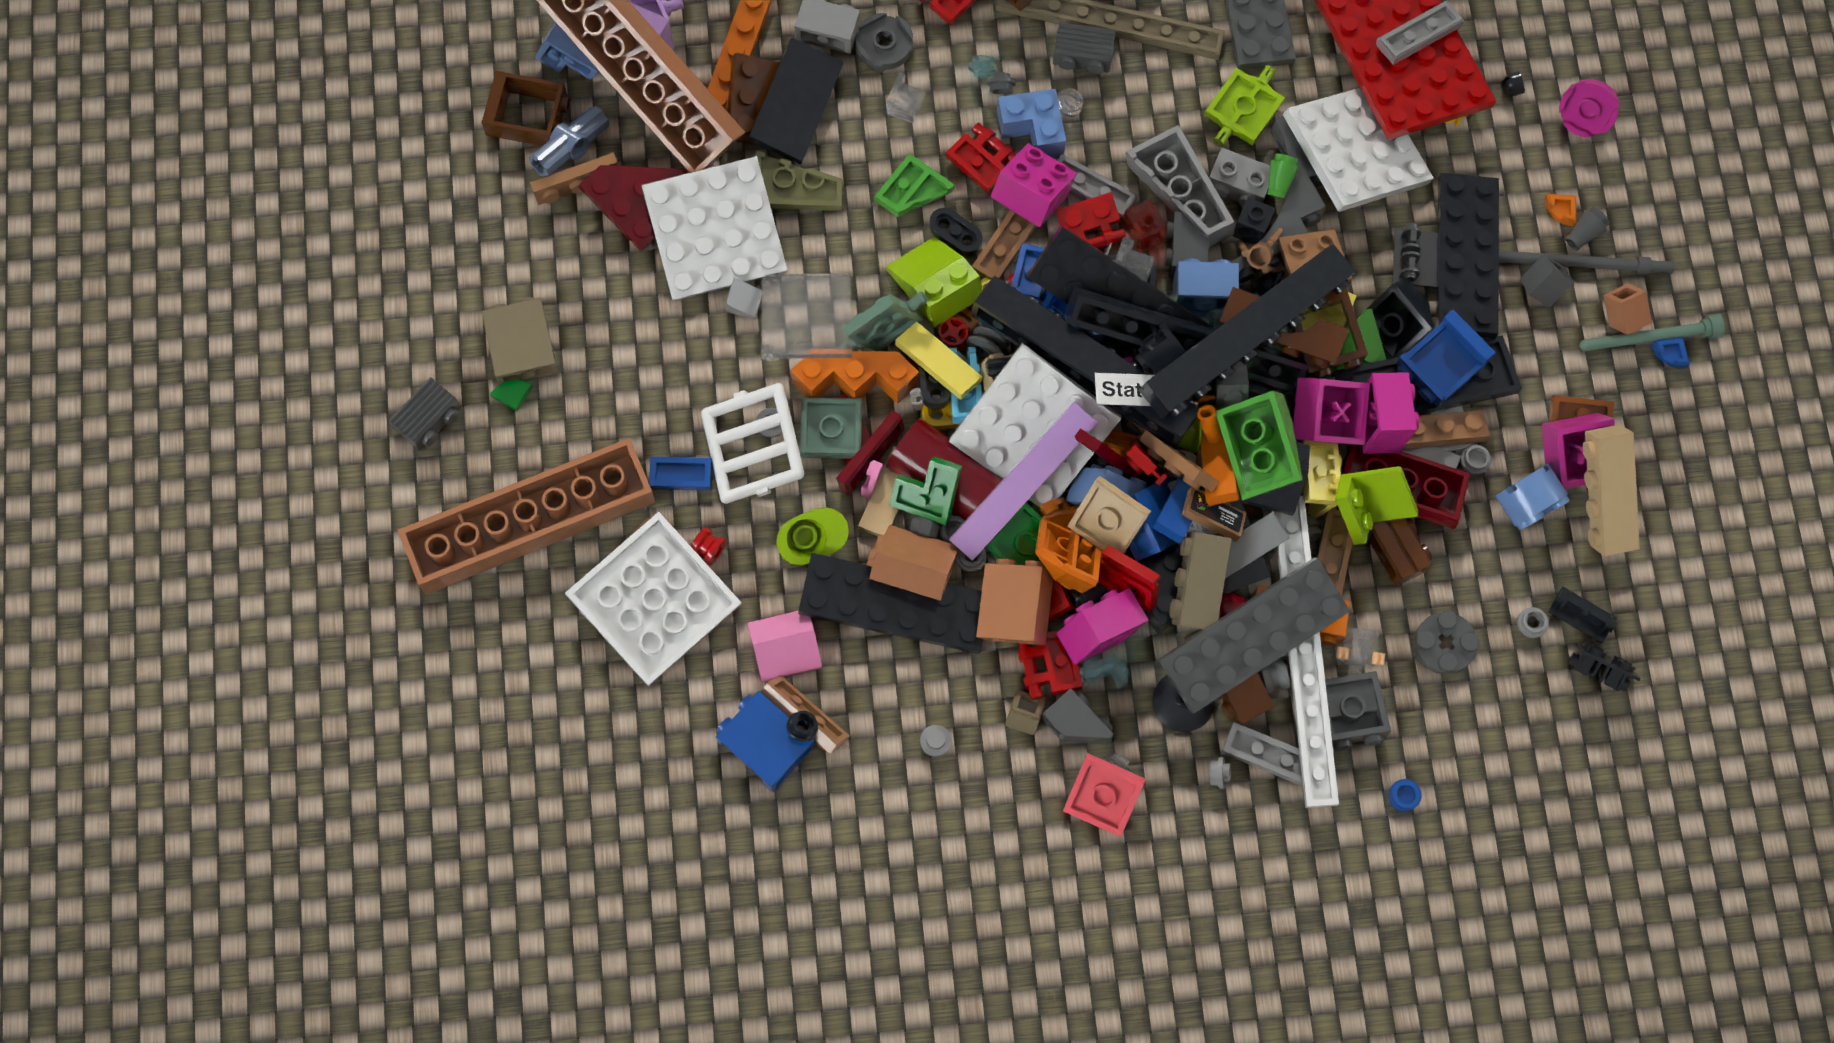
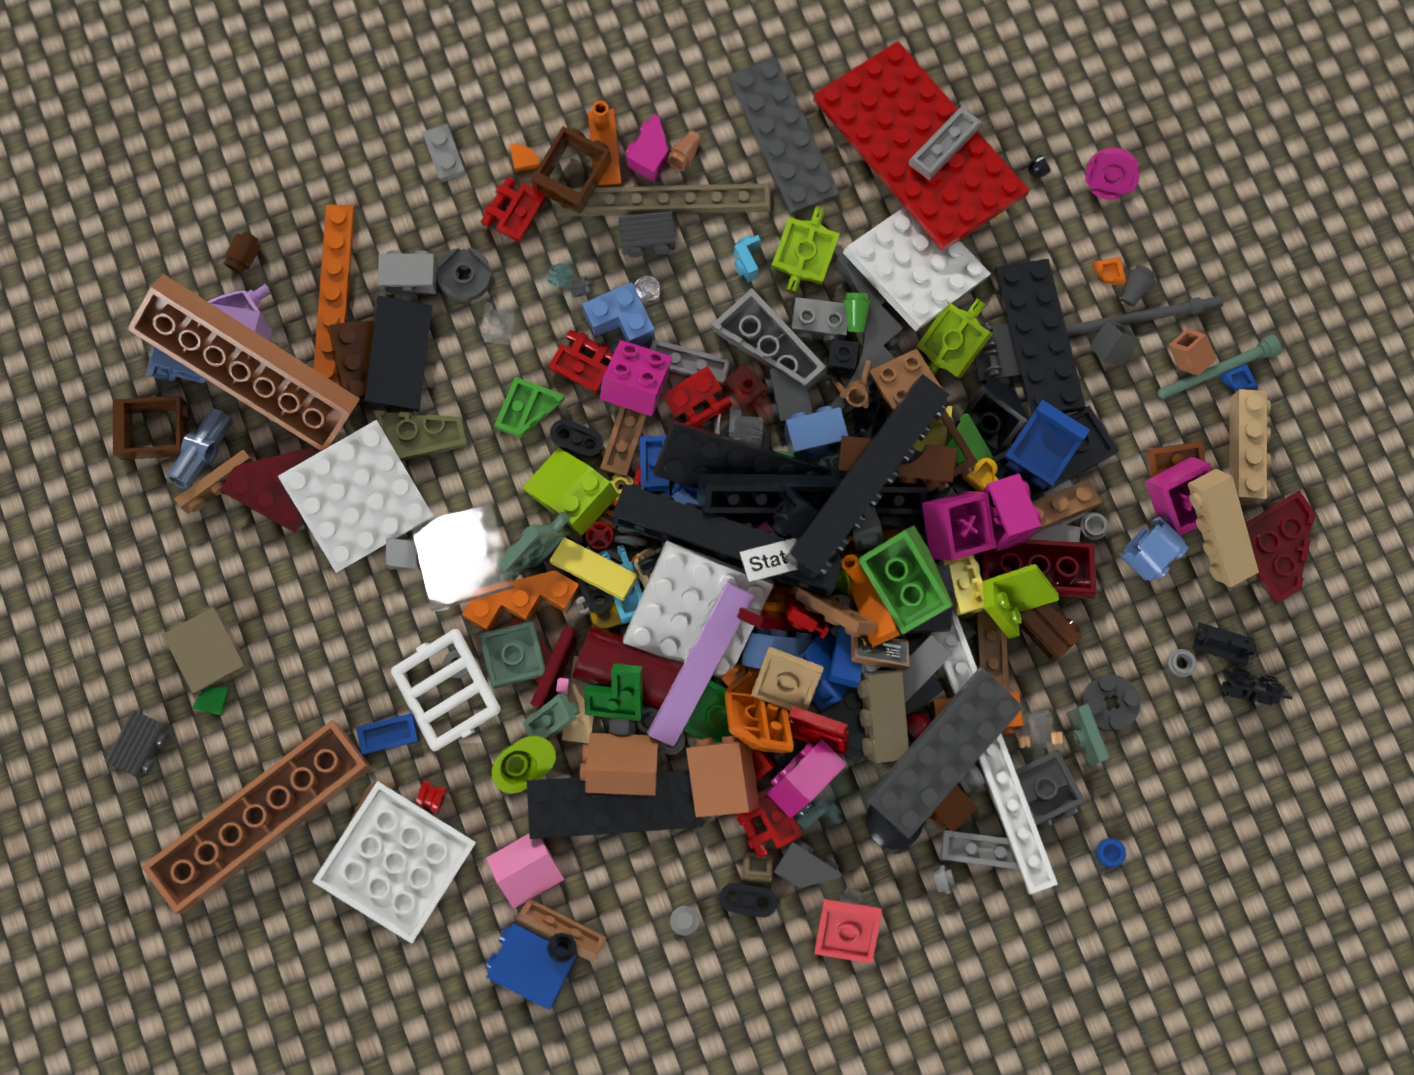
camera: 15 degrees left, 5 degrees up
(855, 497) = (551, 717): none -> sand green plate
(1009, 735) = (748, 900): none -> black plate
(1177, 101) = (744, 261): none -> medium azure bracket
(1371, 365) = (983, 473): none -> yellow tile
(1378, 231) = (955, 339): none -> lime plate
(1411, 664) = (1087, 735): none -> sand green plate
(1662, 420) = (1249, 445): none -> tan brick
(1671, 530) = (1282, 545): none -> dark red plate

